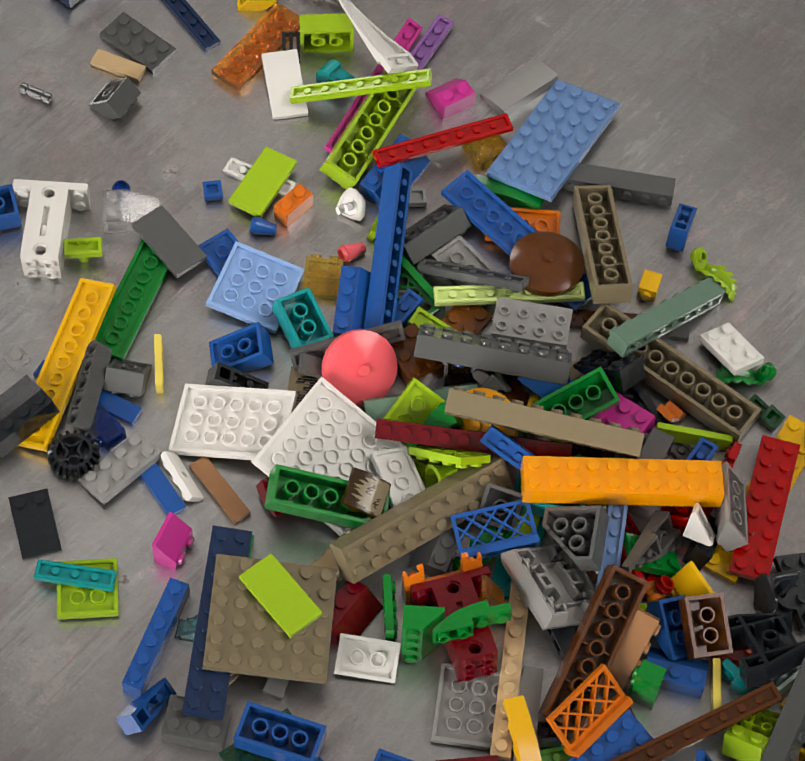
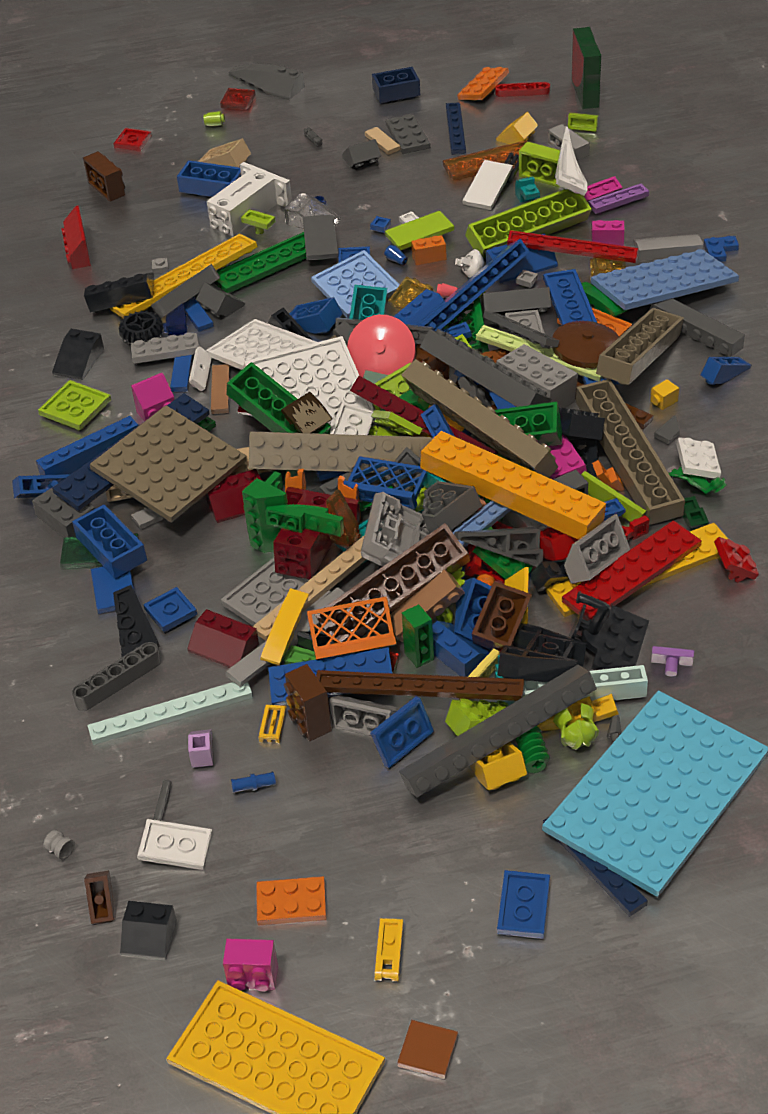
camera: 40 degrees right, 15 degrees down
(75, 575) = (72, 391): teal tile -> none
(159, 372) = (248, 301): light yellow tile -> none
(280, 595) = (184, 447): lime tile -> none
(361, 86) = (536, 192): lime tile -> none
(367, 658) = (221, 527): white plate -> none
(566, 66) = (718, 246): none -> blue plate
(664, 585) = (497, 577): red plate -> none
(665, 317) = (652, 407): sand green brick -> none
(699, 527) = (554, 546): white slope -> none
(717, 272) = (732, 410): lime plant -> none

